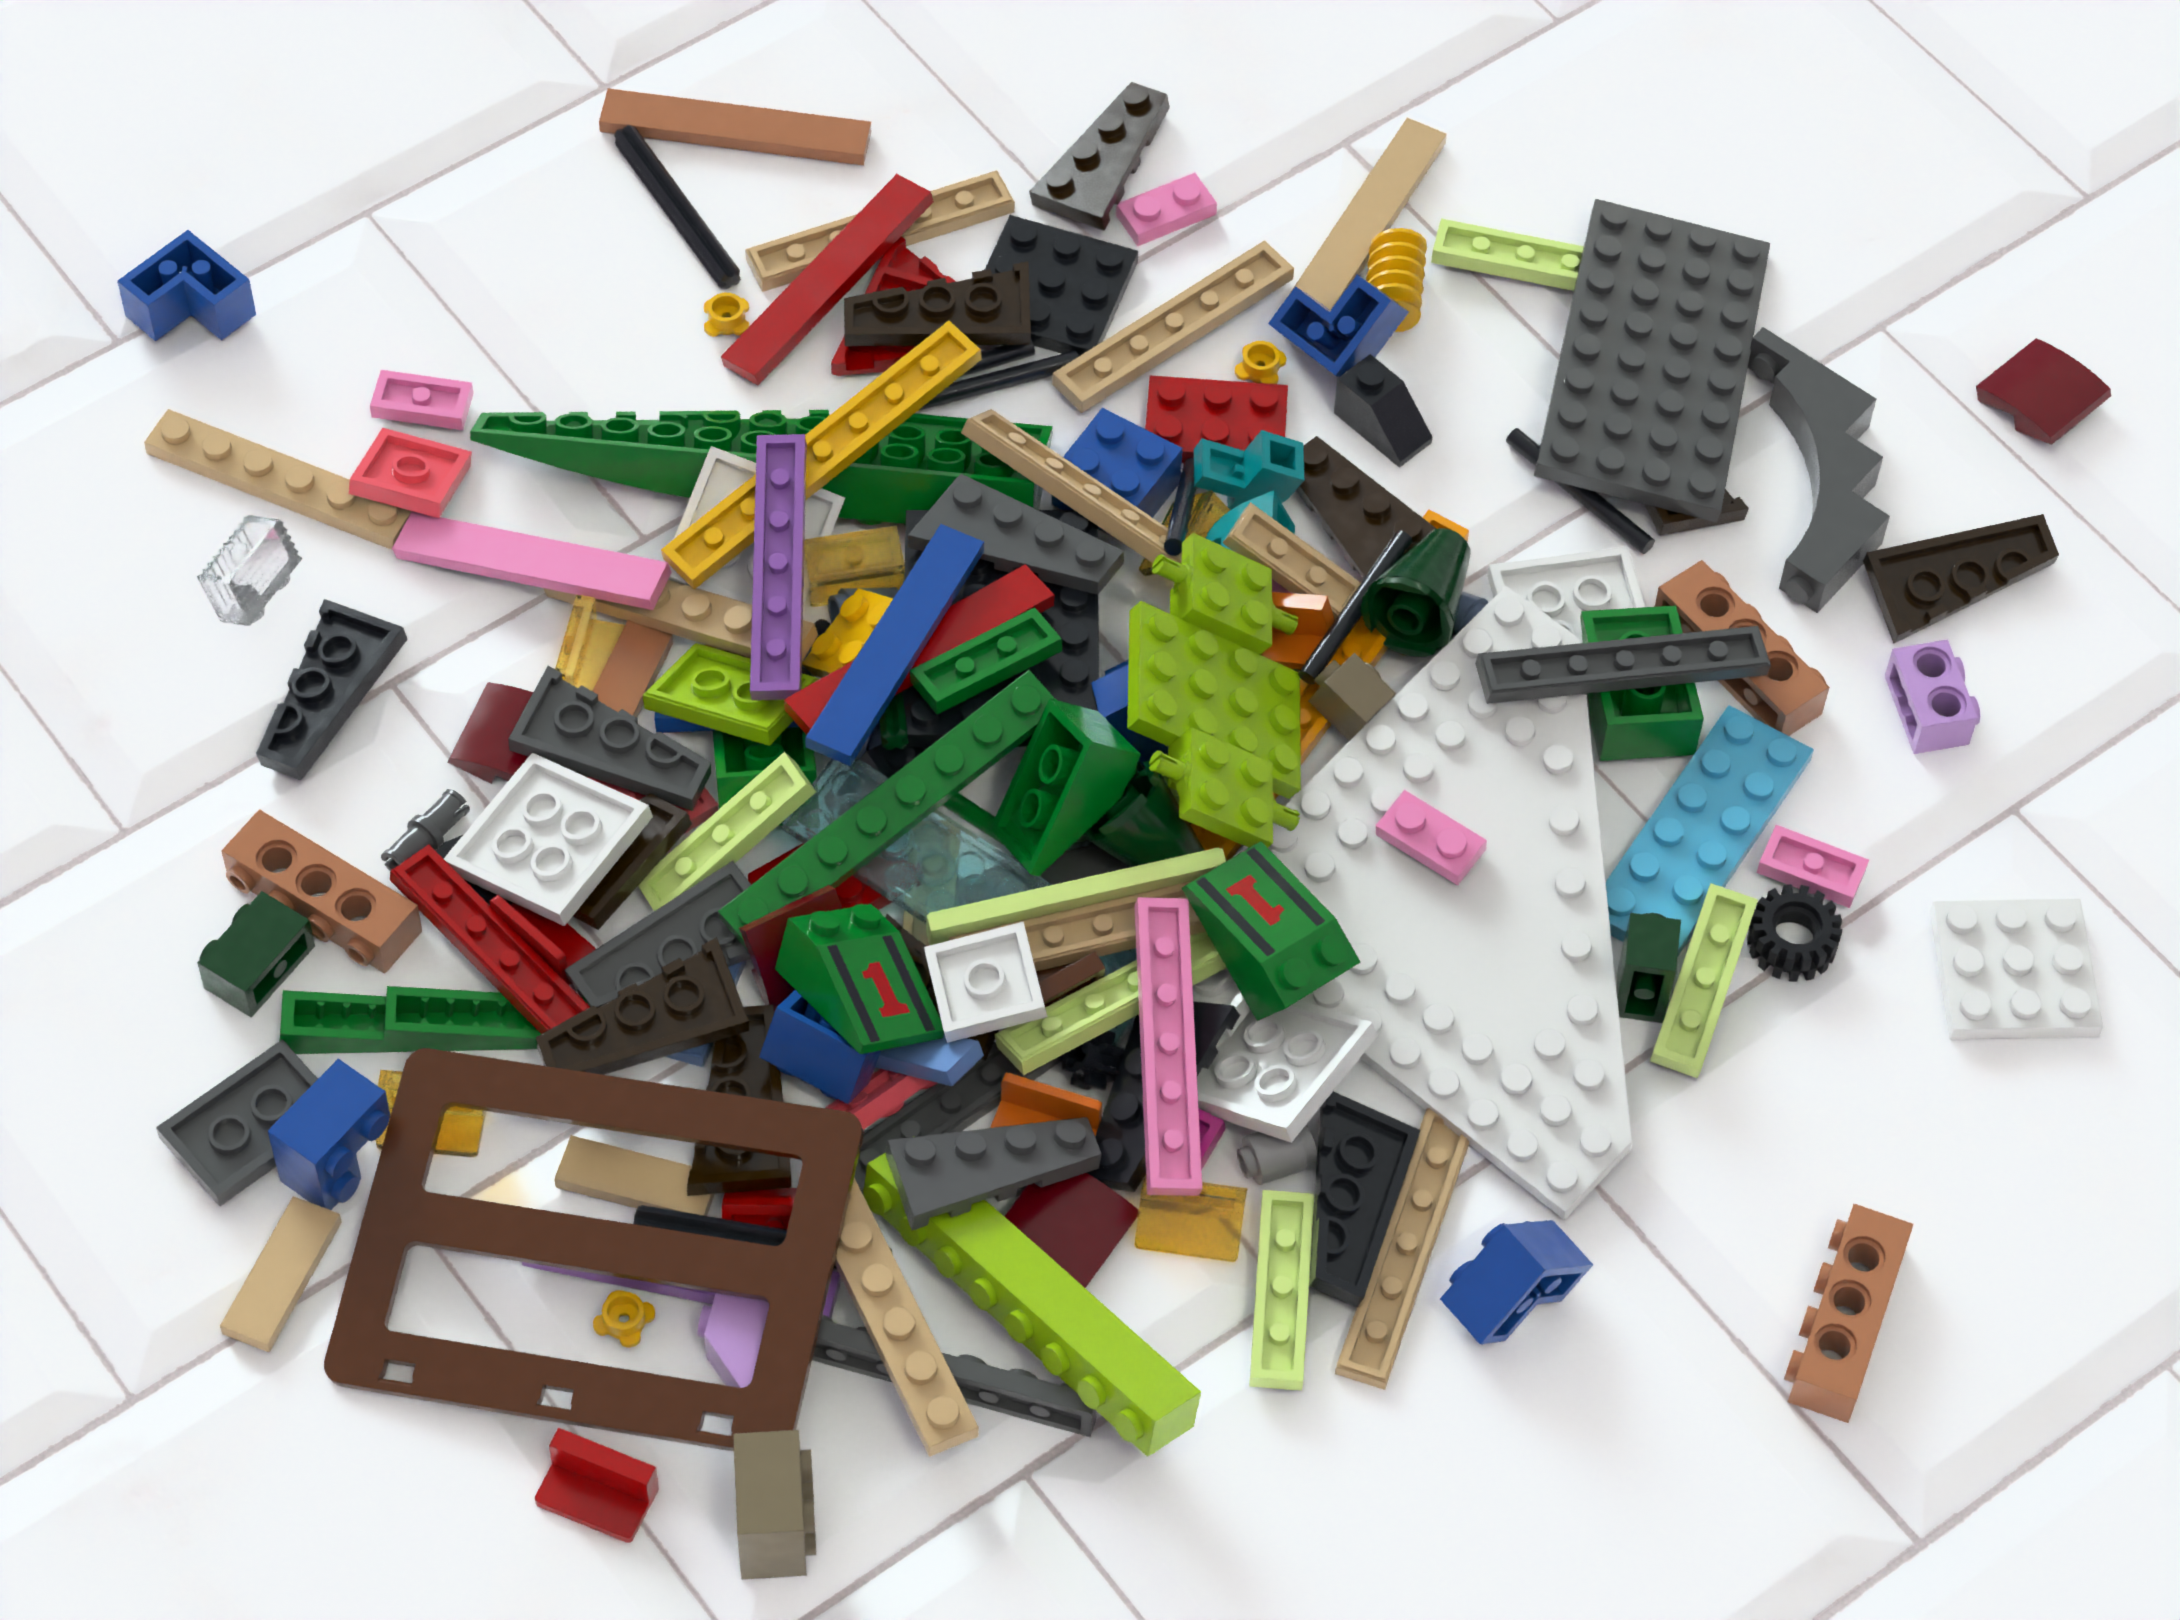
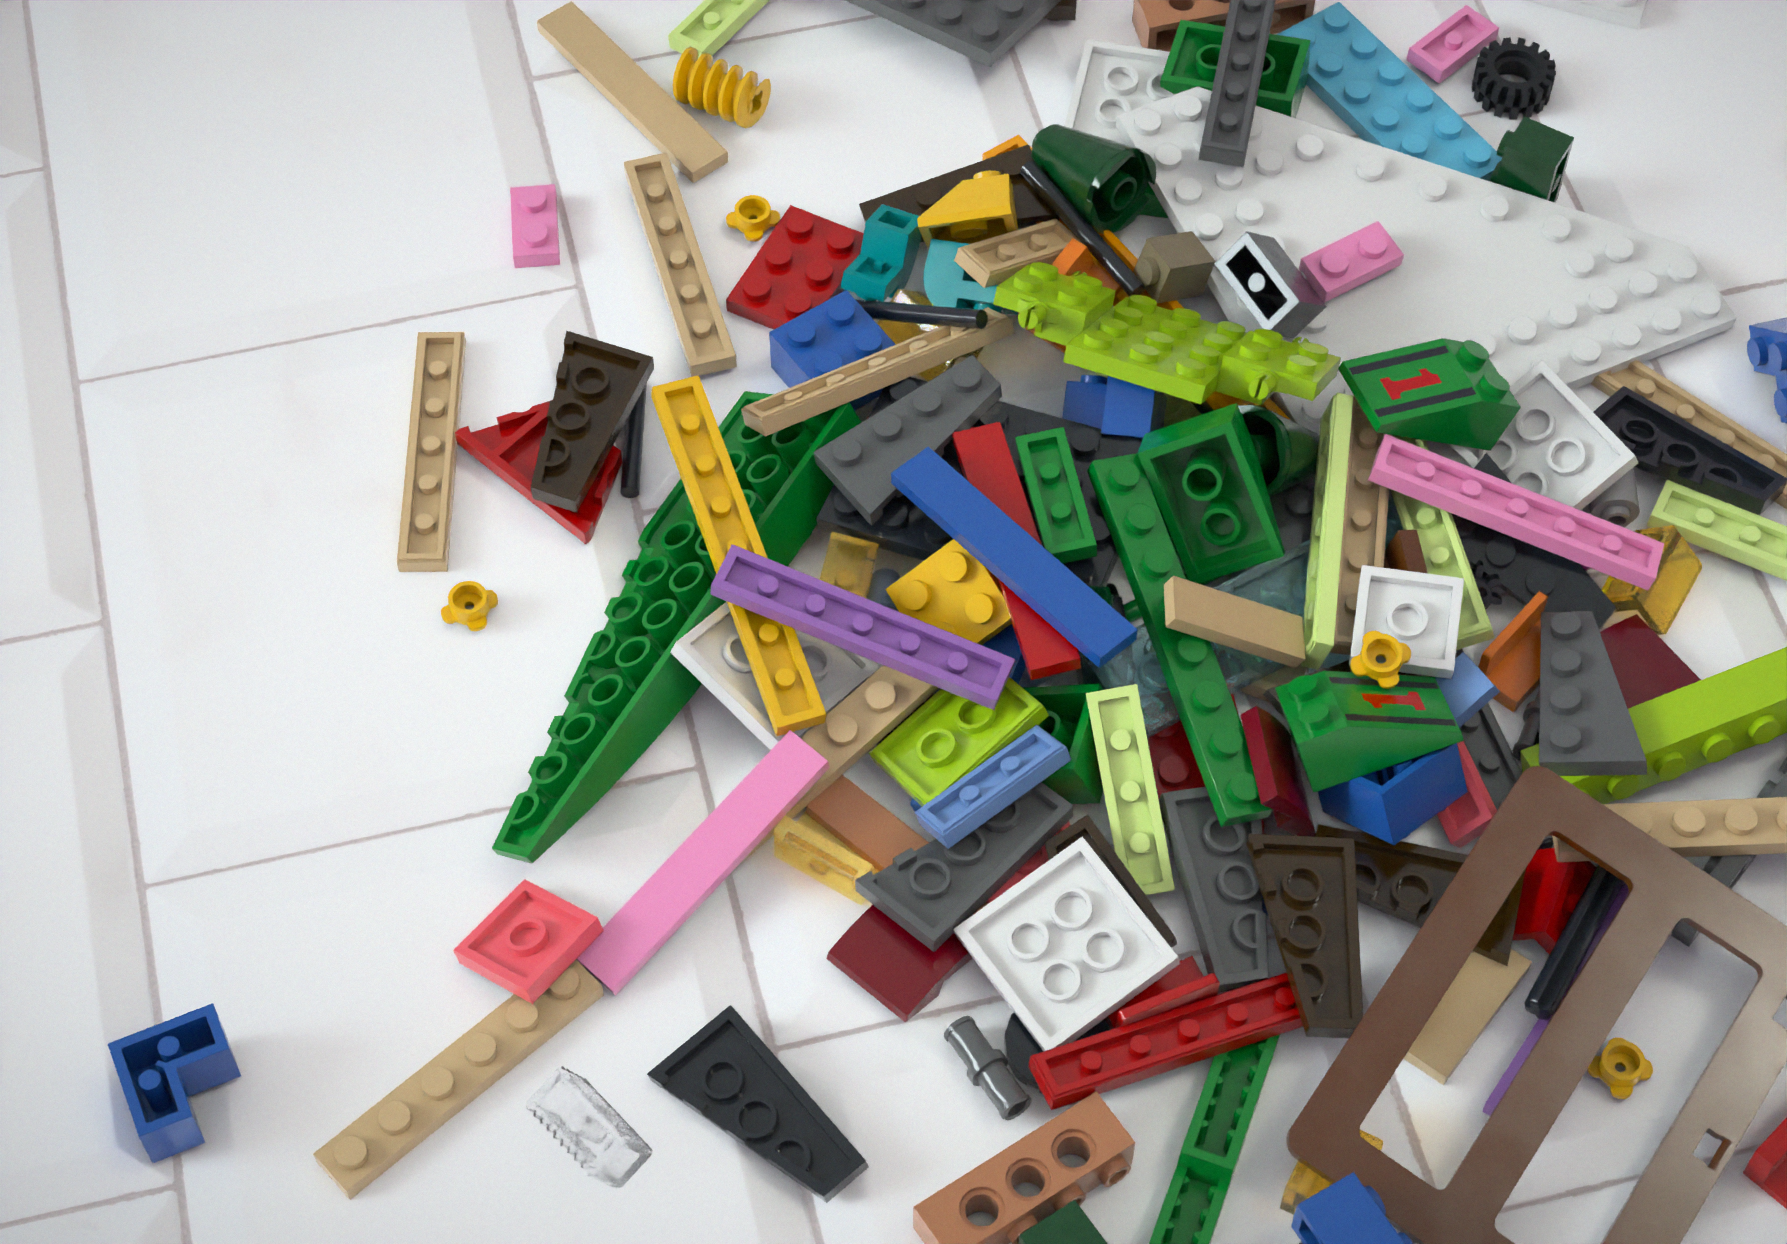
camera: 65 degrees left, 0 degrees up
(421, 399) = (433, 904): bright pink plate -> none
(677, 207) = (305, 603): black axle -> none
(678, 728) = (992, 786): none -> medium blue tile
(733, 1336) = (1695, 976): lavender slope -> none
(737, 126) = (230, 526): nougat tile -> none
(827, 279) = (481, 504): red tile -> none
(918, 842) = (1234, 621): none -> tan tile
(919, 953) = (1384, 645): none -> yellow plate
(1001, 379) = (659, 446): black bar -> none
(1071, 282) = (577, 301): black plate -> none
(1096, 166) = (456, 250): wing -> none
(1322, 509) = (972, 211): none -> yellow slope
(1342, 766) = (1270, 284): none -> brick
(1345, 334) = (775, 139): blue brick -> none
(1381, 410) = (854, 150): black slope -> none
(1590, 499) = (1021, 49): black bar -> none
(1703, 980) = (1585, 176): yellowish green plate -> none

